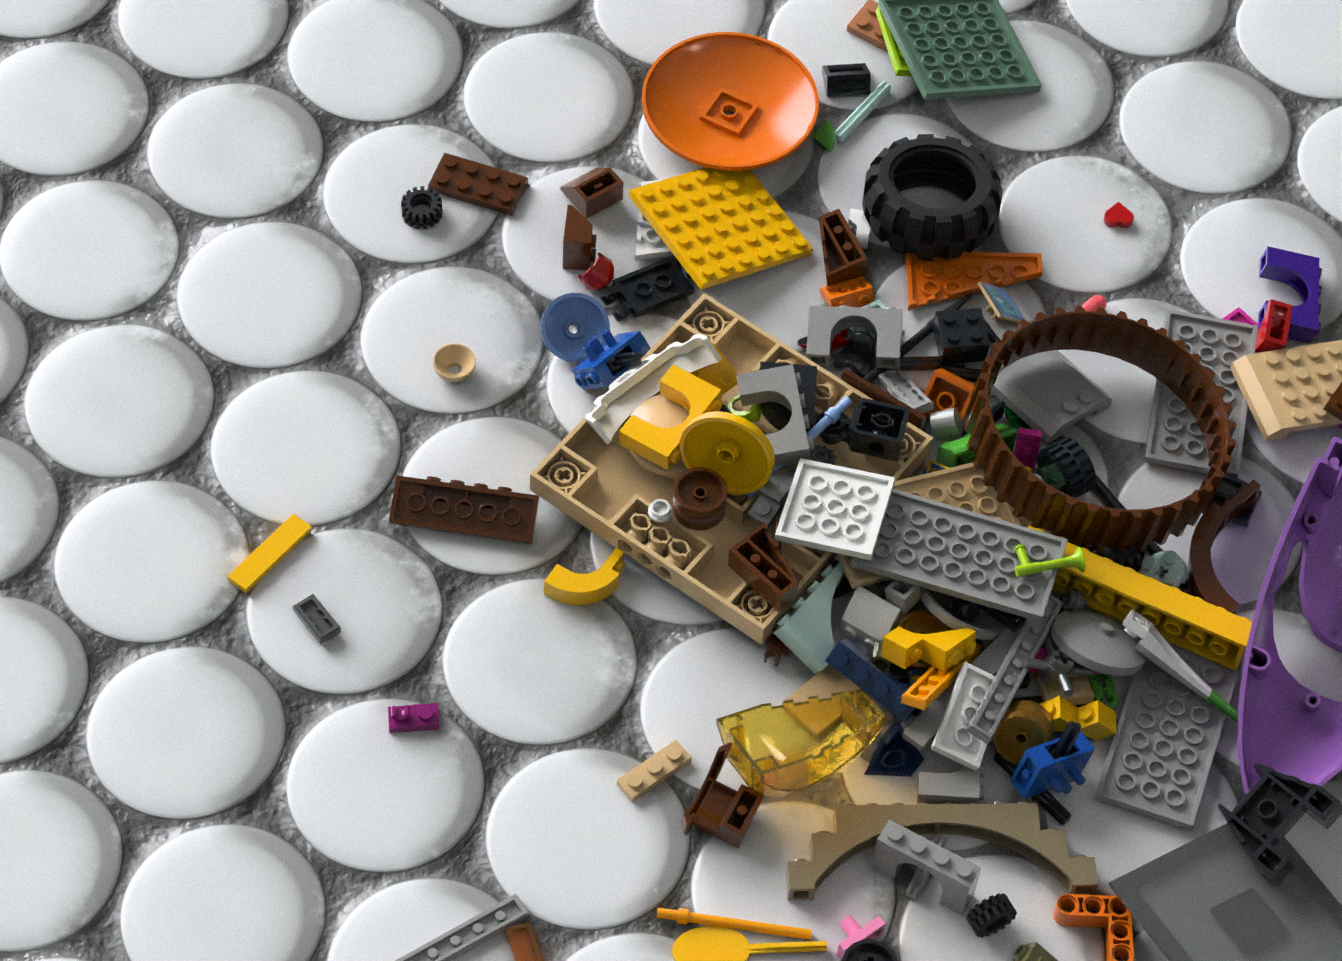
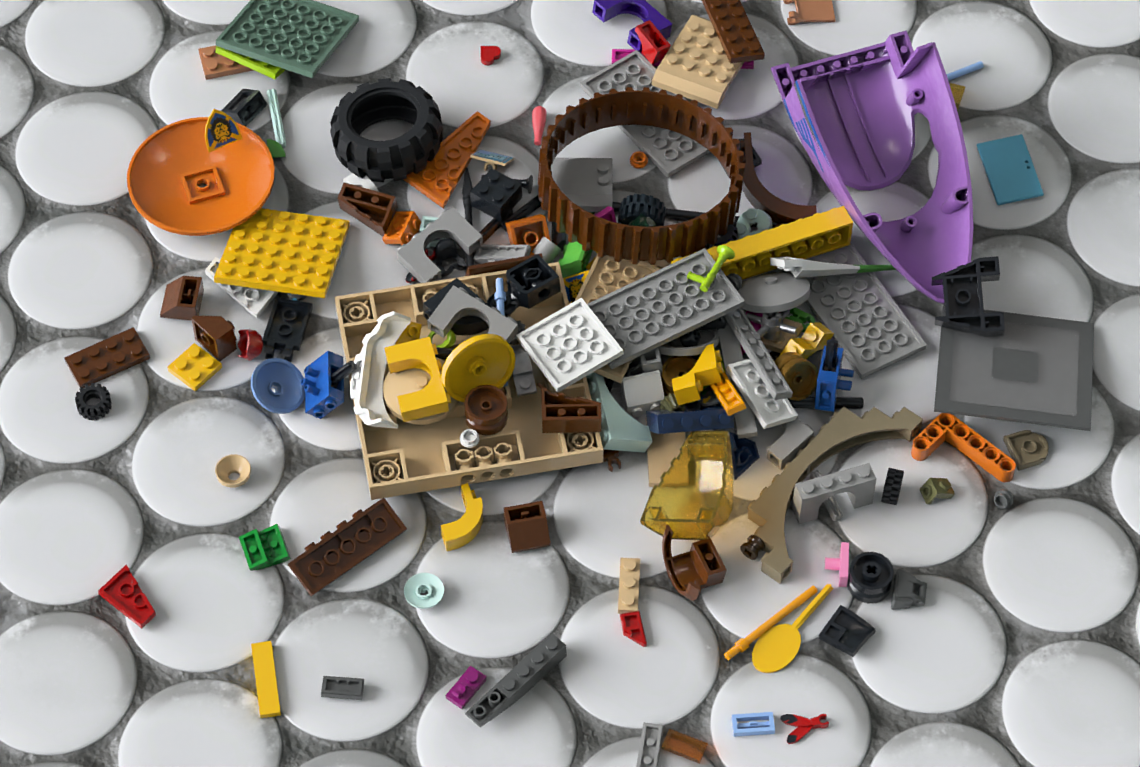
camera: 45 degrees left, 0 degrees up
(250, 385) = (126, 596): none -> red wing
(403, 449) = (264, 547): none -> green slope
(457, 754) = (519, 680): none -> dark grey slope
(476, 597) = (421, 584): none -> light aqua dish
(536, 254) = (194, 367): none -> yellow plate
(612, 808) = (633, 627): none -> red tile
(628, 635) = (526, 526): none -> reddish brown slope
(785, 74) = (220, 130): none -> shield
(799, 843) = (752, 547): none -> dark brown wheel
(1138, 418) = (639, 160): none -> orange plate

